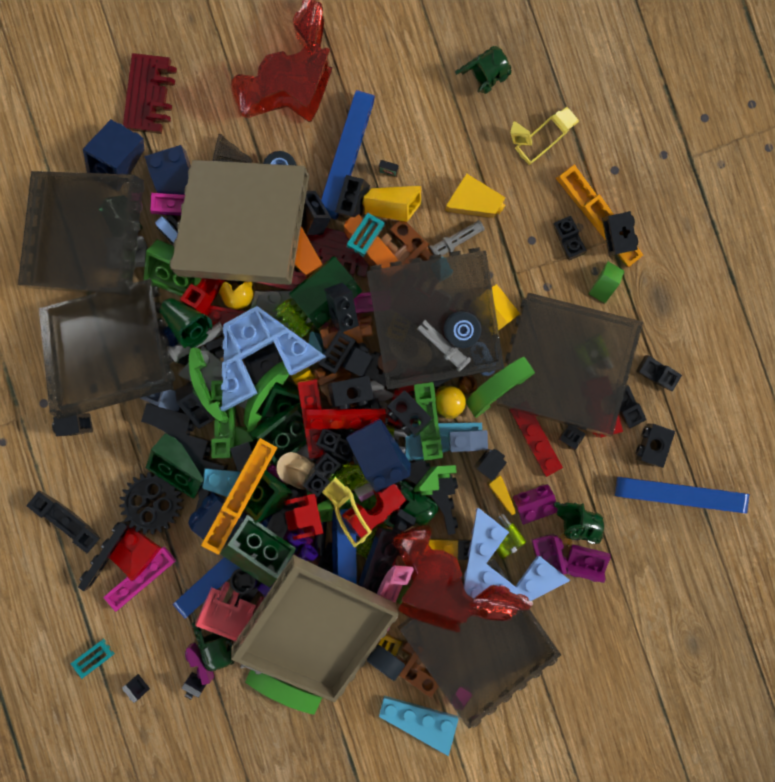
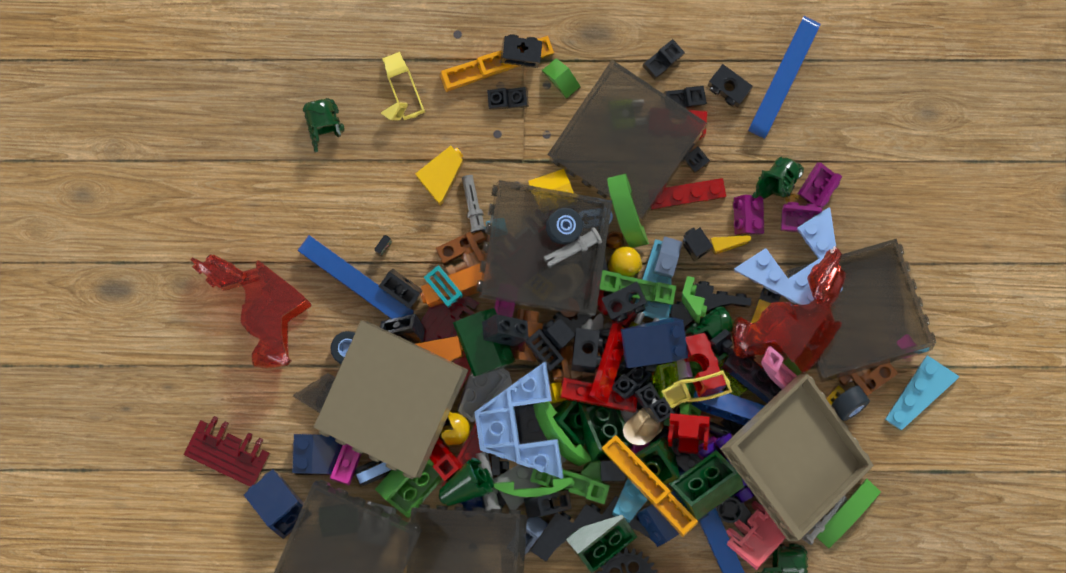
camera: 75 degrees left, 5 degrees down
(293, 318) = (496, 381): clear neon green piece -> none
(316, 341) = (524, 368): medium azure slope -> none
(393, 202) = (418, 252): yellow slope -> none
(512, 541) = (776, 248): clear neon green piece -> none

